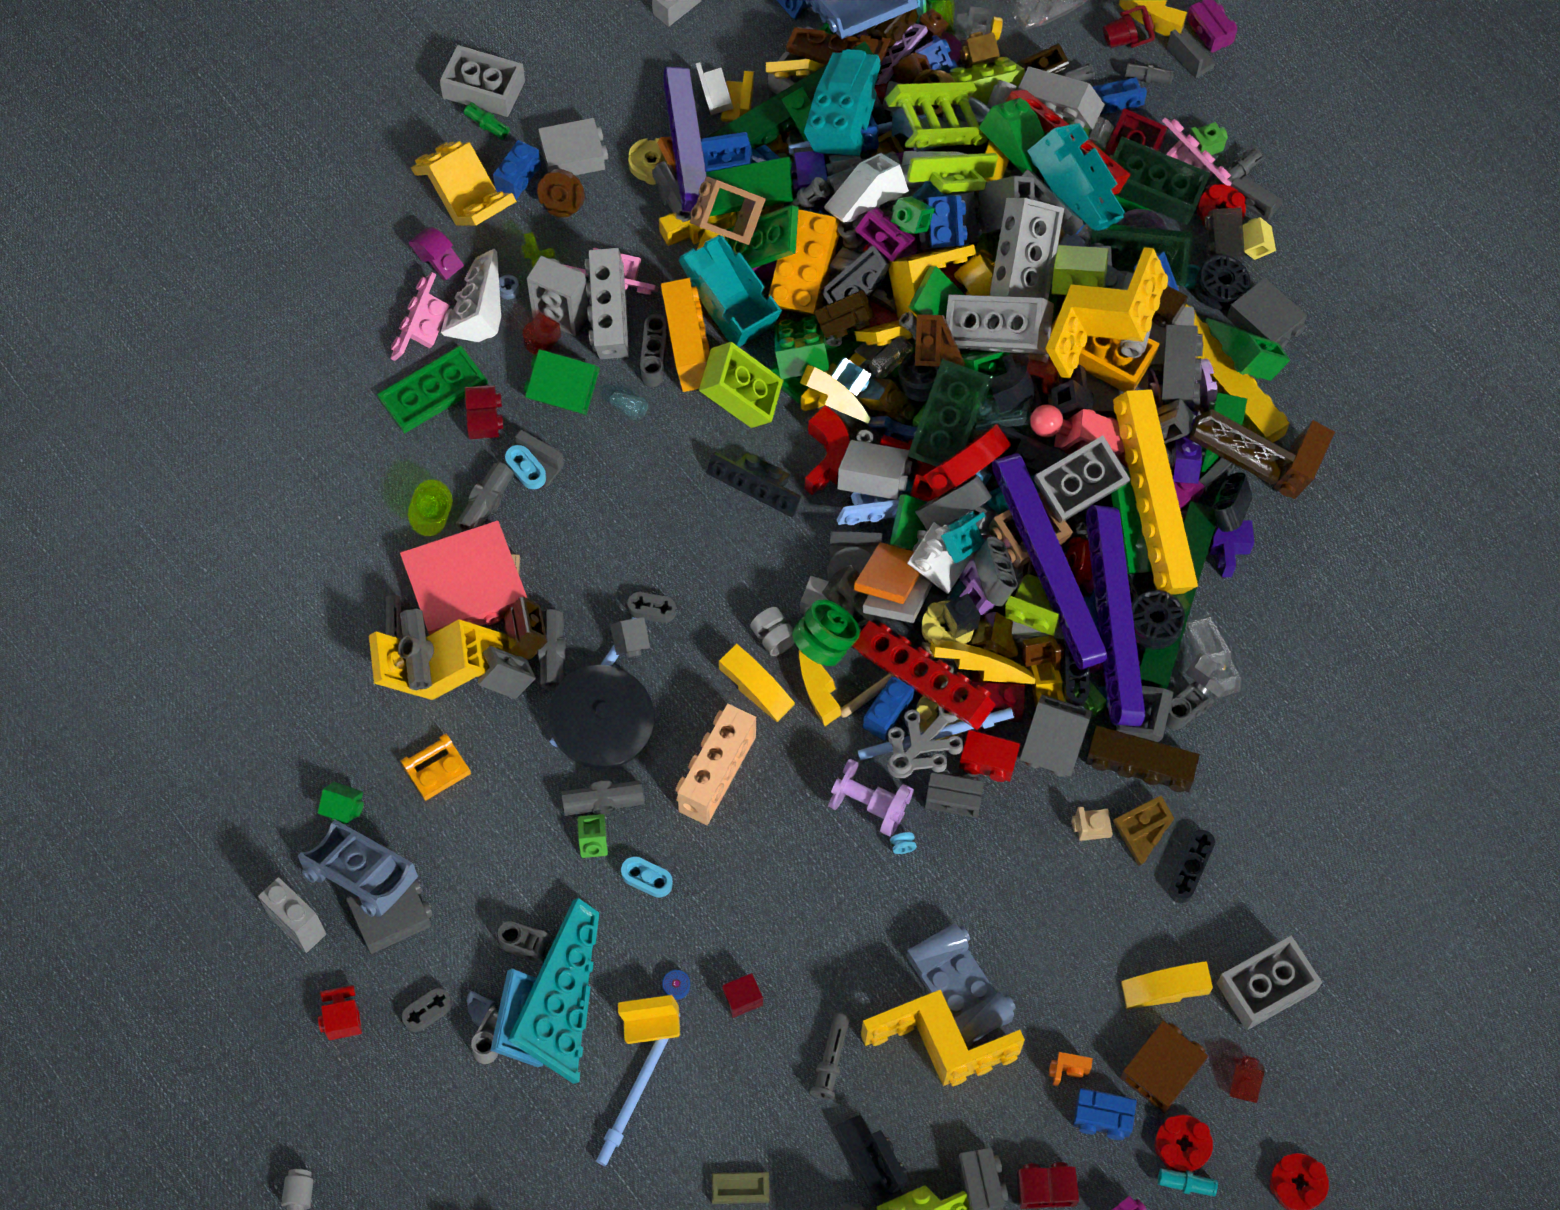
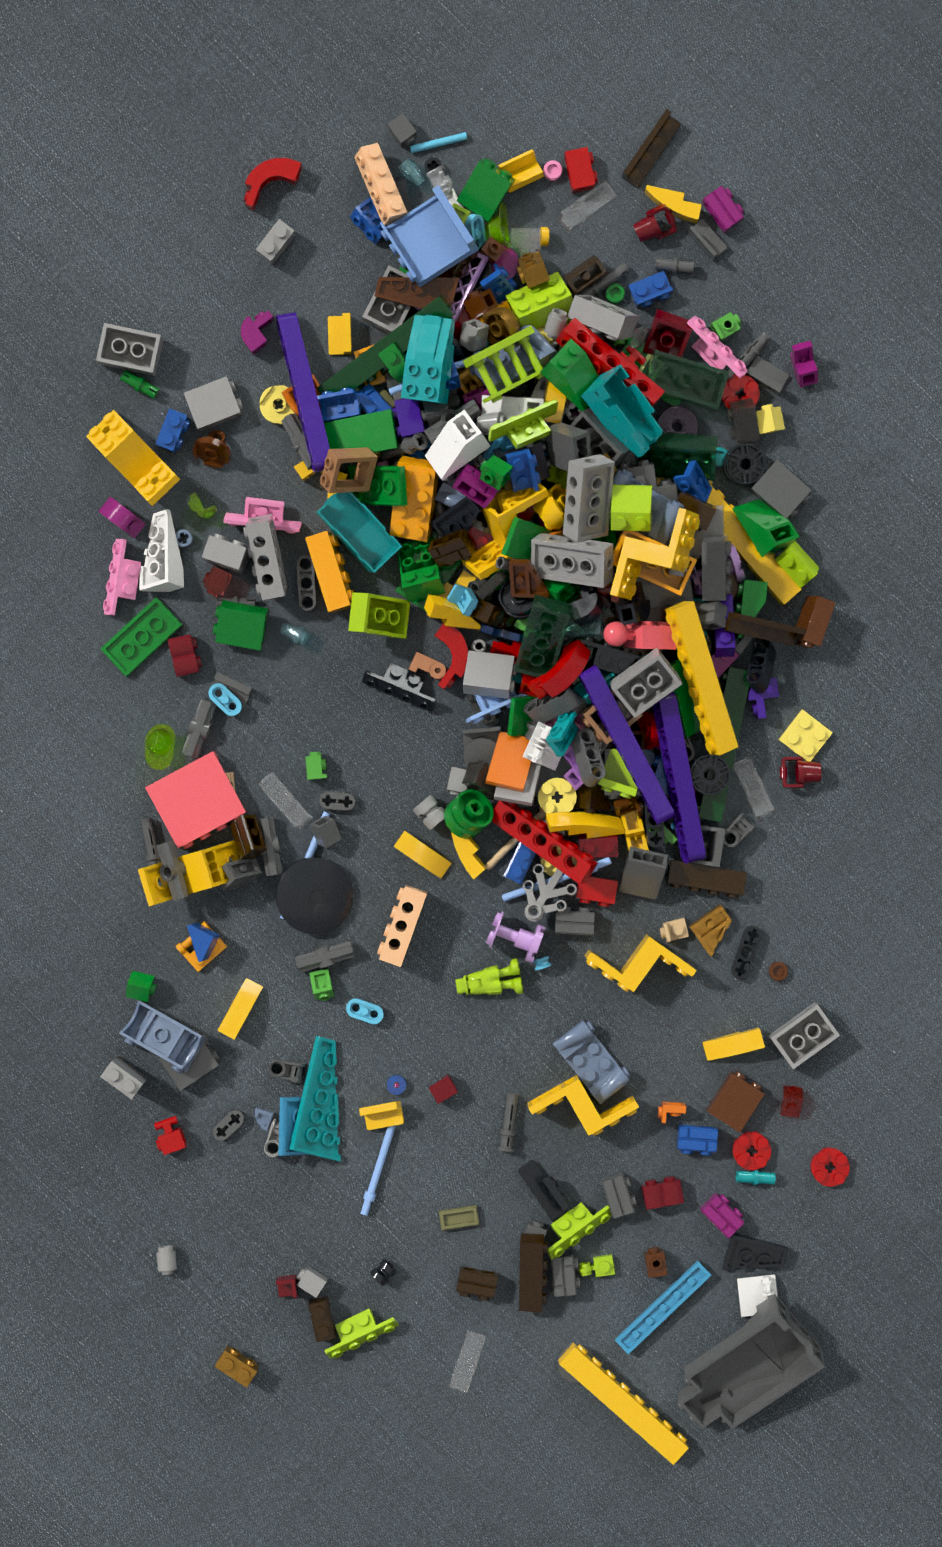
camera: 10 degrees left, 25 degrees up
(439, 751) = (203, 940): none -> blue slope
(472, 852) = (240, 1008): none -> yellow slope
(583, 598) = (285, 801): none -> clear slope
(630, 560) = (315, 766): none -> bright green brick
(635, 82) = (251, 331): none -> magenta brick
(715, 90) = (319, 329): white panel -> none
(793, 459) = (431, 666): none -> nougat leg
(796, 68) = (385, 318): yellow wing -> none
(827, 856) = (489, 980): none -> lime piece
(961, 615) = (566, 796): black brick -> none
(1041, 853) = (639, 964): none -> yellow bracket
(1200, 671) = (746, 815): flat silver bracket -> none
(1235, 897) = (778, 971): none -> reddish brown tile
(1284, 641) = (804, 771): none -> dark red piece
(1286, 391) = (797, 564): none -> lime bracket
(1286, 603) = (805, 736): none -> light yellow plate
(1301, 183) = (804, 364): none -> magenta brick

